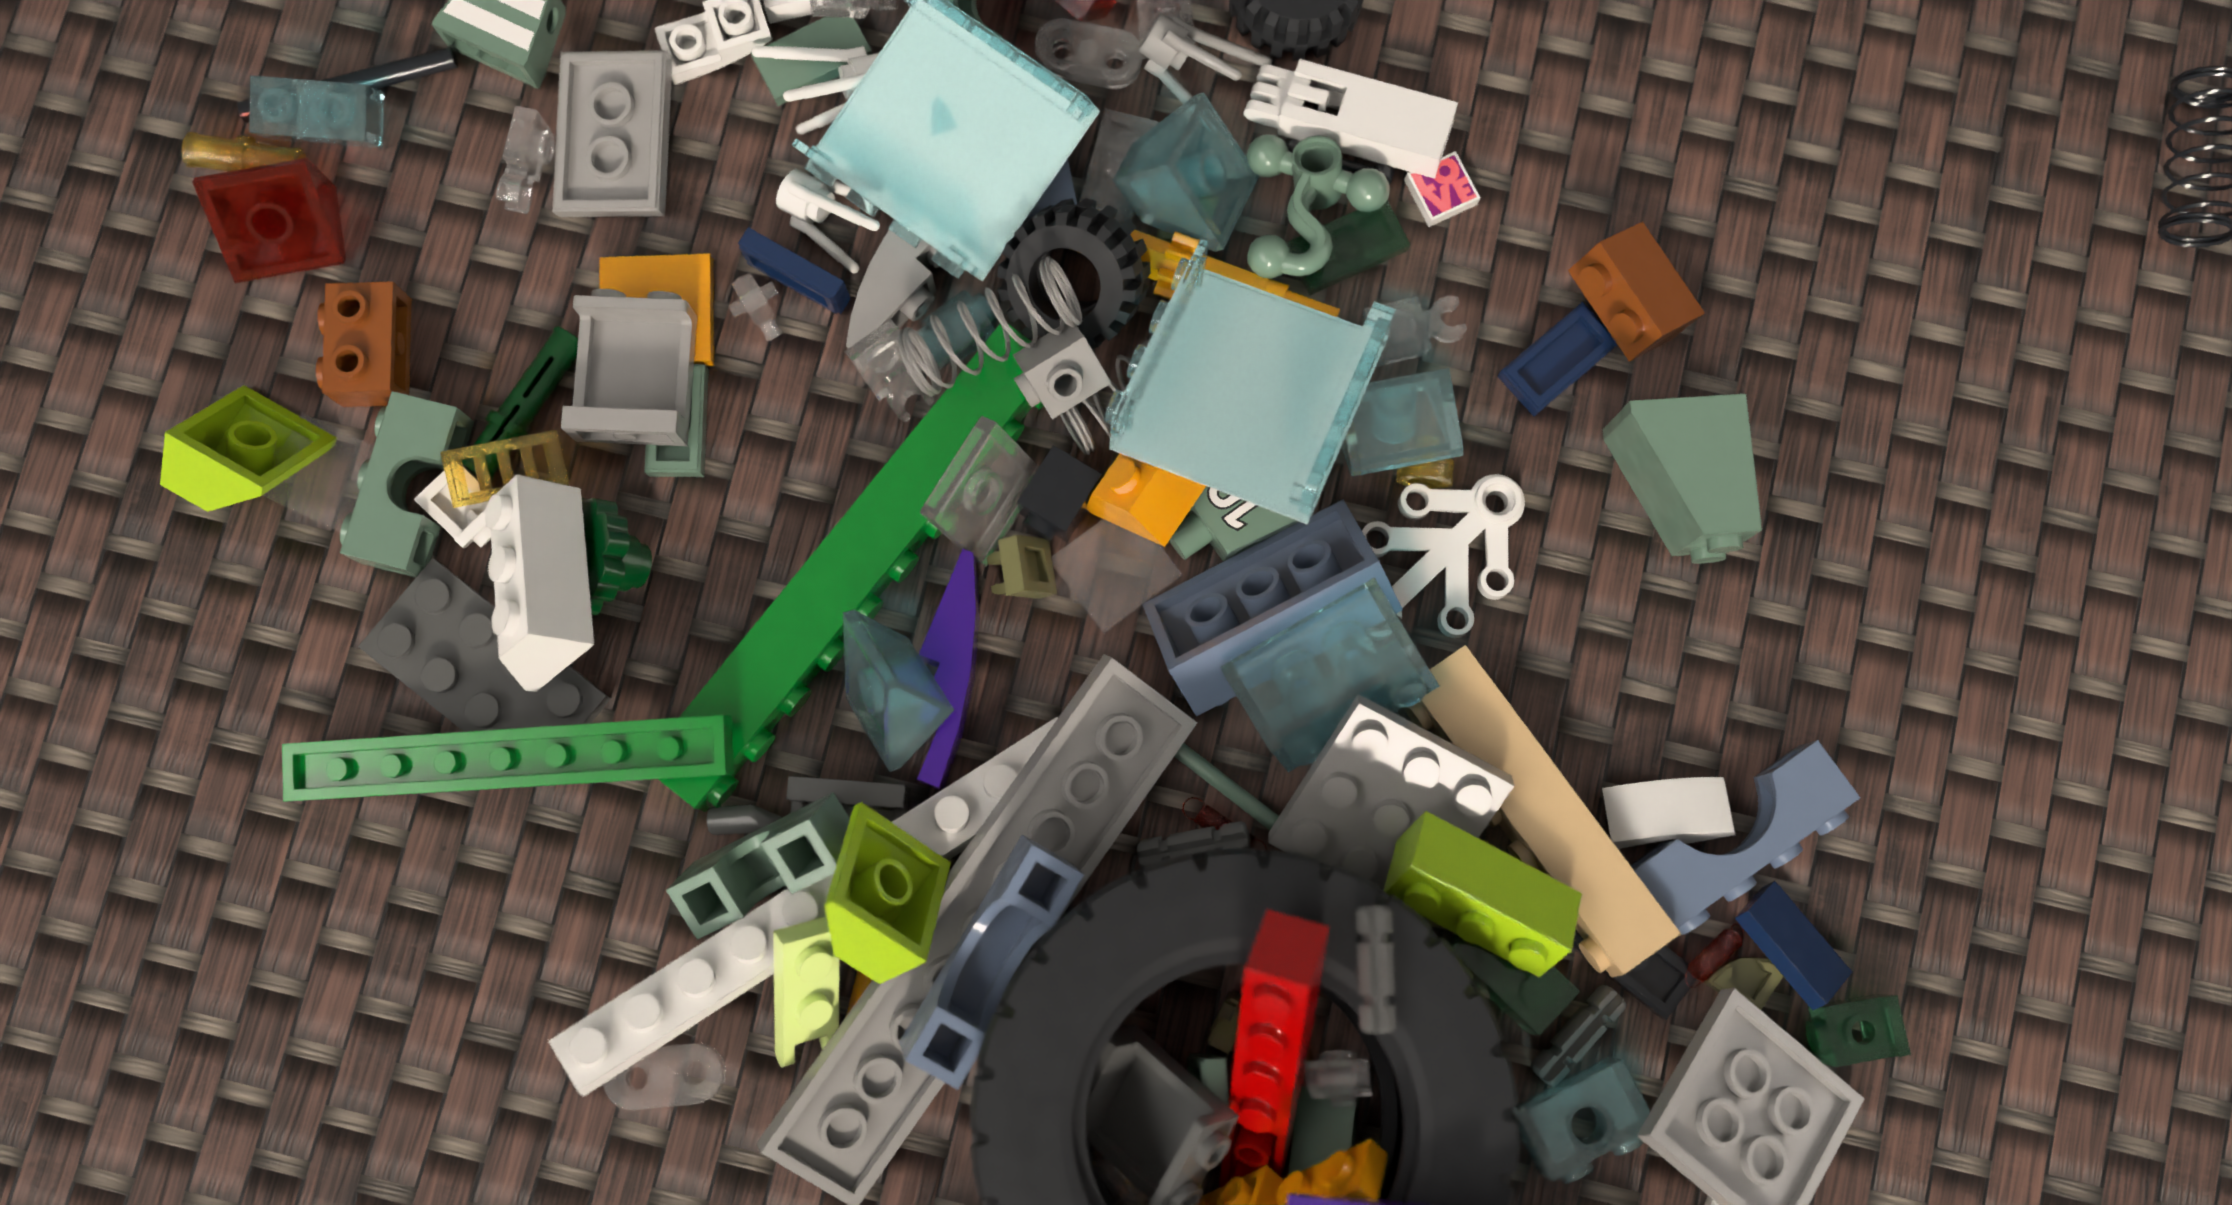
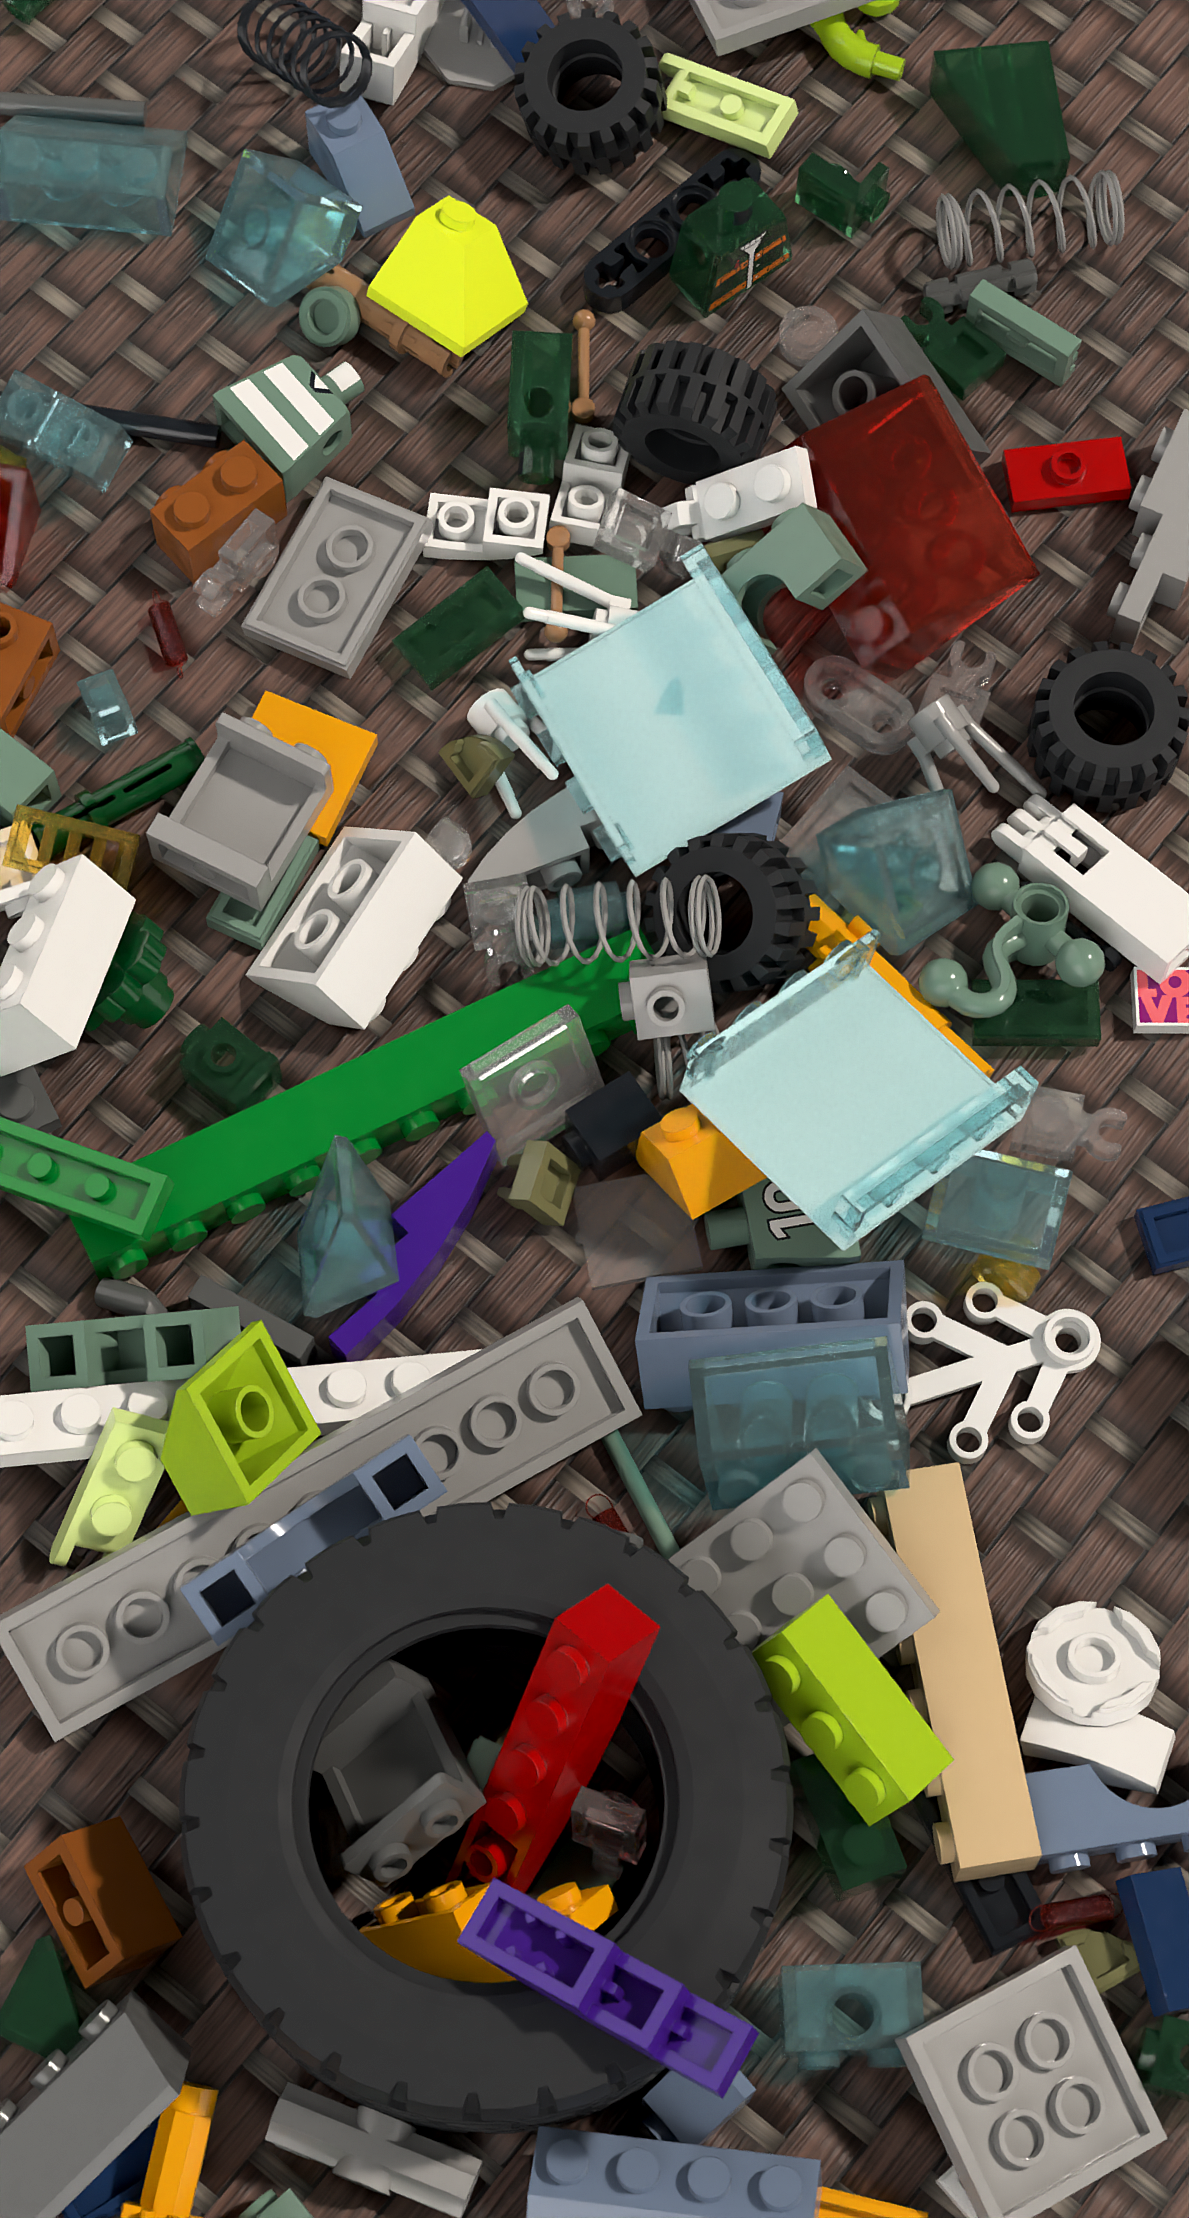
camera: 25 degrees right, 10 degrees down
(474, 331) = (107, 707): none -> clear light blue piece
(477, 122) = (204, 512): none -> dark orange brick
(494, 245) = (167, 634): none -> clear red piece
(734, 133) = (459, 628): none -> clear green plate
(743, 598) = (233, 1086): none -> clear green brick
(755, 303) = (398, 799): clear piece -> none
(771, 422) = (356, 925): none -> white slope
(780, 23) = (557, 541): none -> medium nougat hinge
(794, 271) = (452, 787): dark blue tile -> none
(805, 236) = (477, 762): none -> olive tile
(812, 321) = (450, 842): none -> clear hinge
(1375, 969) = (690, 1700): dark grey axle -> none
(1578, 1035) = (891, 1927): dark grey axle -> none
(1638, 754) = (1092, 1664): none -> white tile

